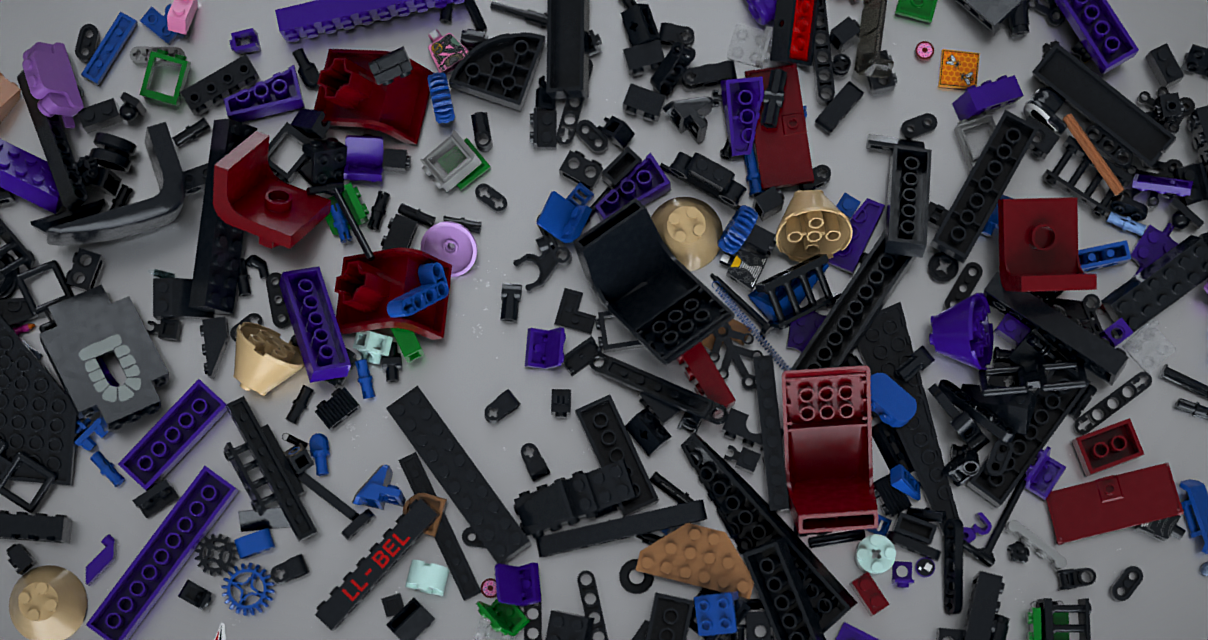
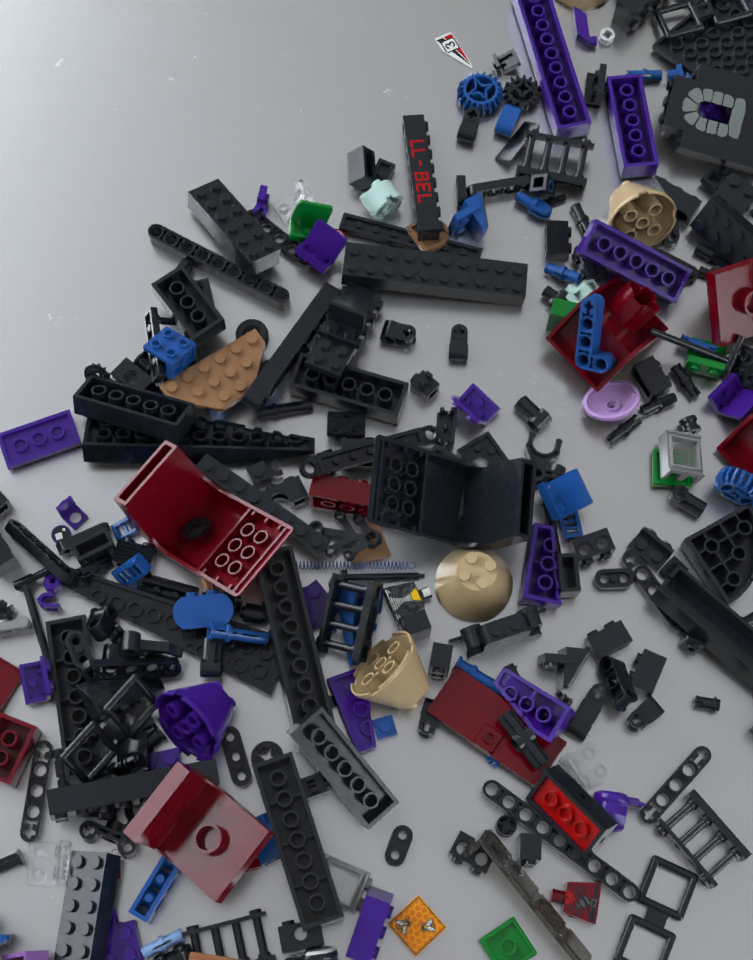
camera: 130 degrees right, 10 degrees down
(92, 528) = (609, 32): none -> white bush
(271, 468) = (551, 160): black plate -> none
(396, 160) = (715, 422): black brick -> none
(415, 177) = (689, 424): none -> black wheel
(493, 195) = (627, 471): black beam -> none
(617, 131) = (600, 597): black brick -> none
(640, 24) = (676, 691): black brick -> none
(738, 229) = (439, 616): blue gear -> none
(839, 107) = (471, 793): black beam -> none
(839, 470) = (196, 528): none -> black gear
(869, 594) = (81, 476): dark red piece -> none
(875, 543) = (94, 500): light aqua brick -> none
(886, 143) = (401, 811): black slope -> none
(889, 365) = (229, 633): none -> blue pin
(924, 51) = (458, 911): tile -> none
(1122, 329) = (88, 843): dark purple brick -> none

